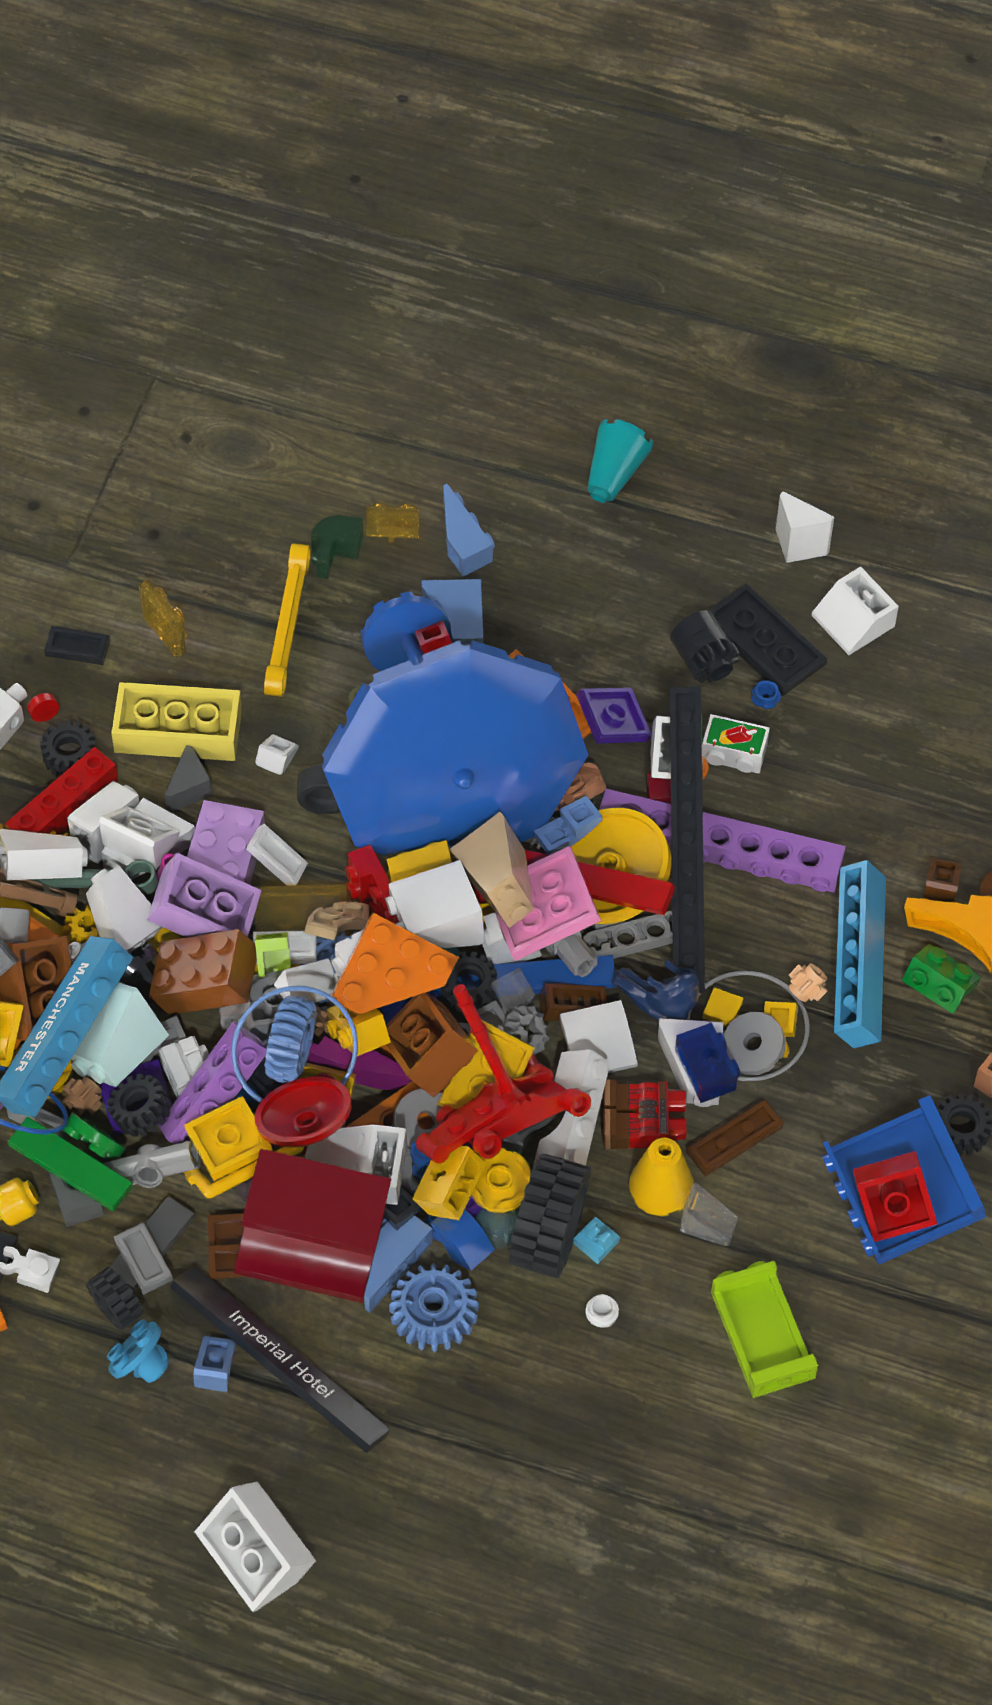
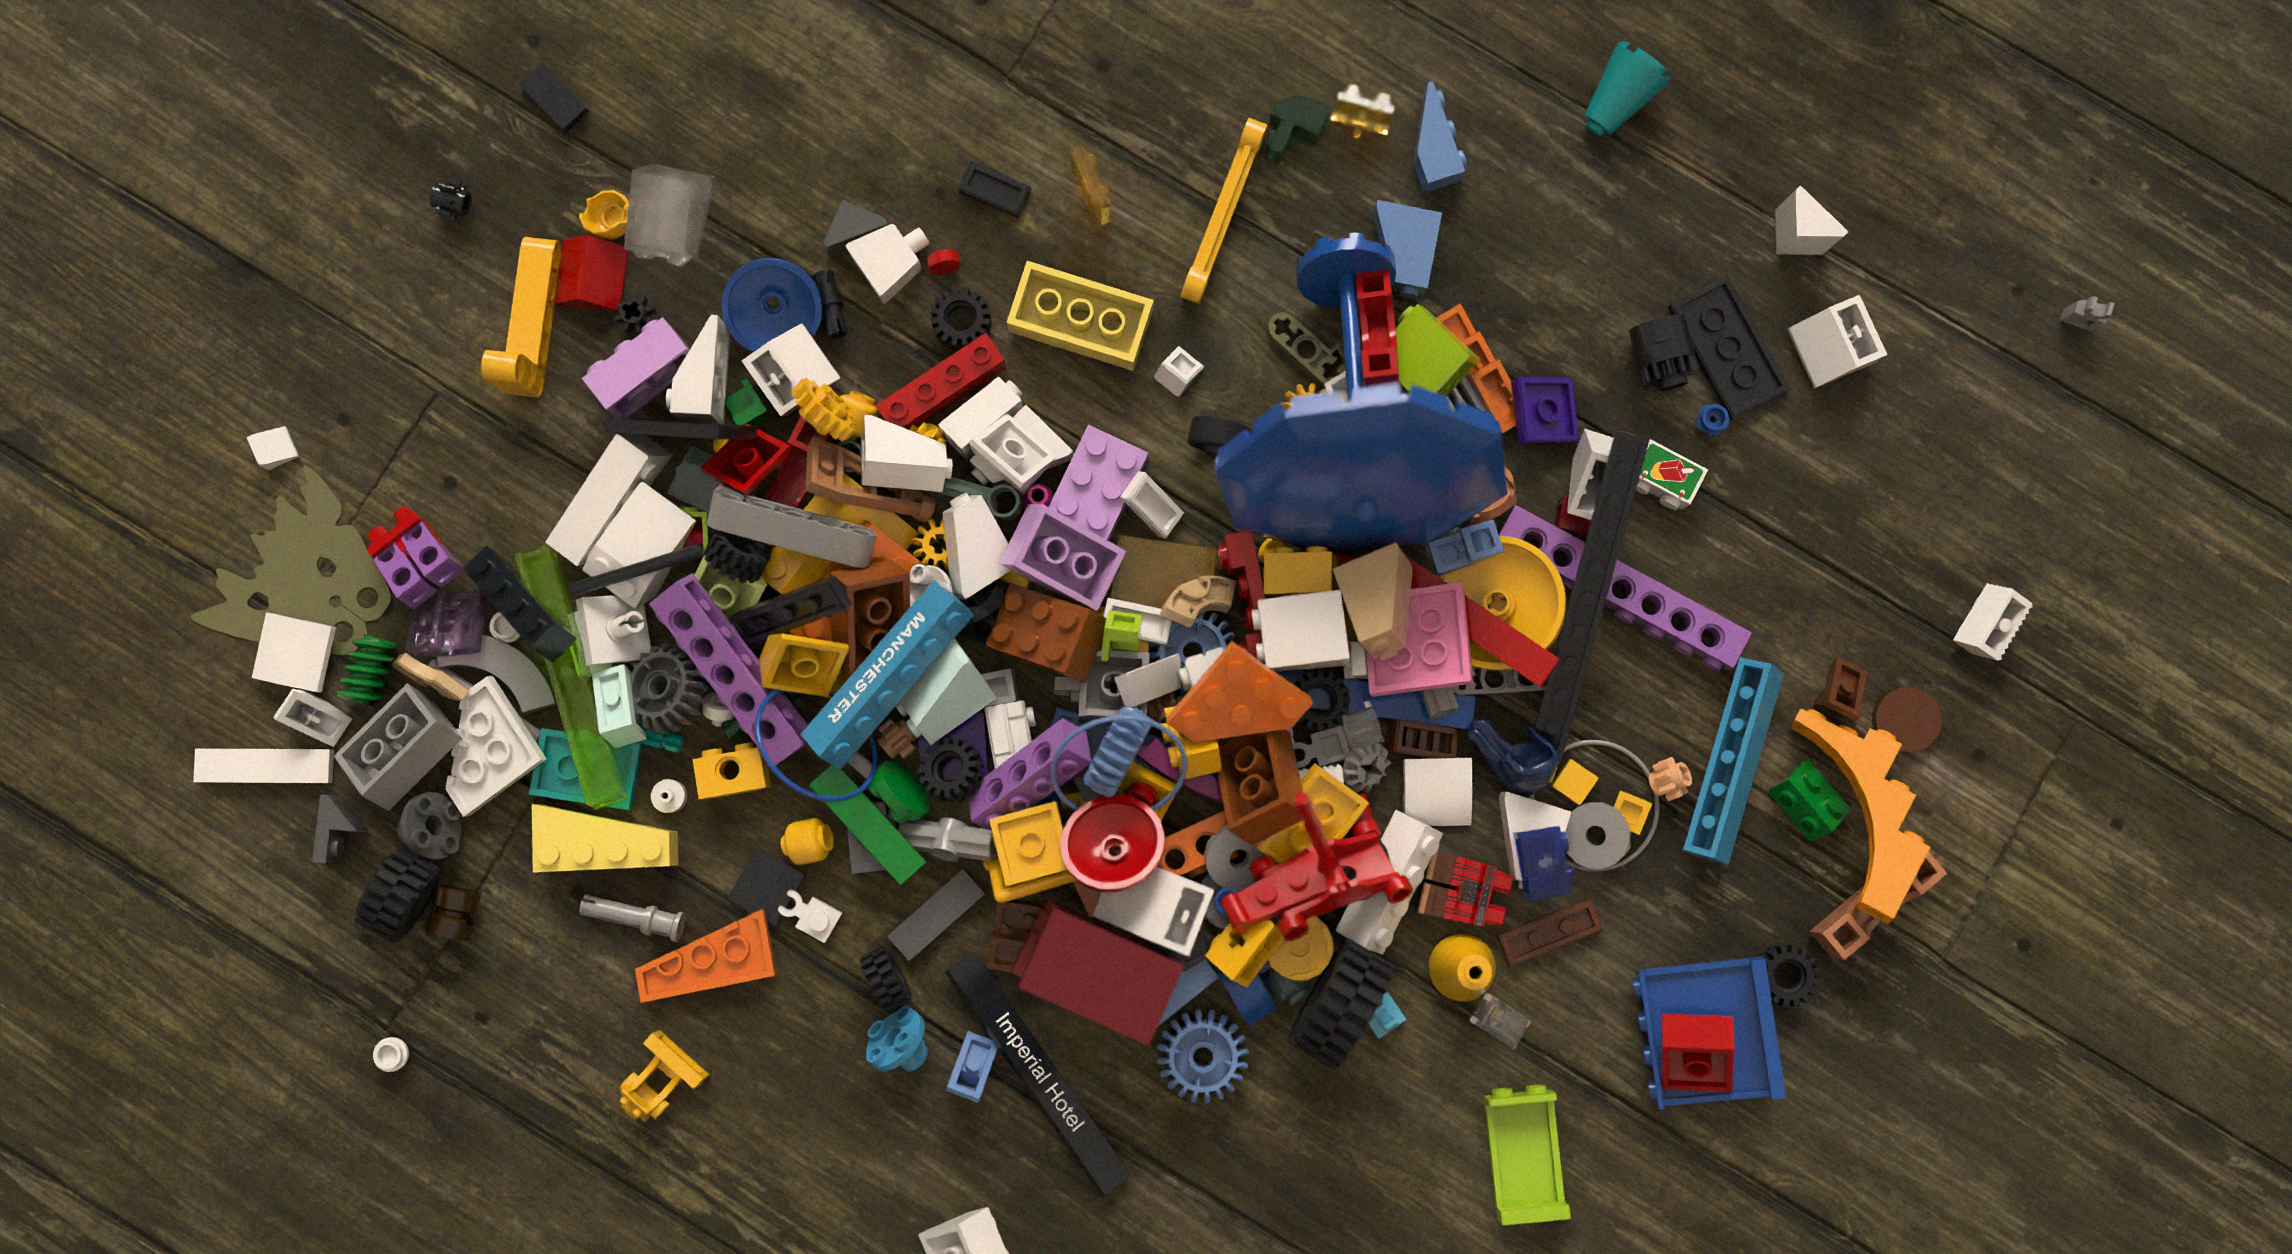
camera: 10 degrees right, 25 degrees up
(143, 1258) = (924, 935): light grey tile -> none
(188, 782) = (1078, 389): dark grey slope -> none
(602, 1311) = (1369, 1095): white plate -> none

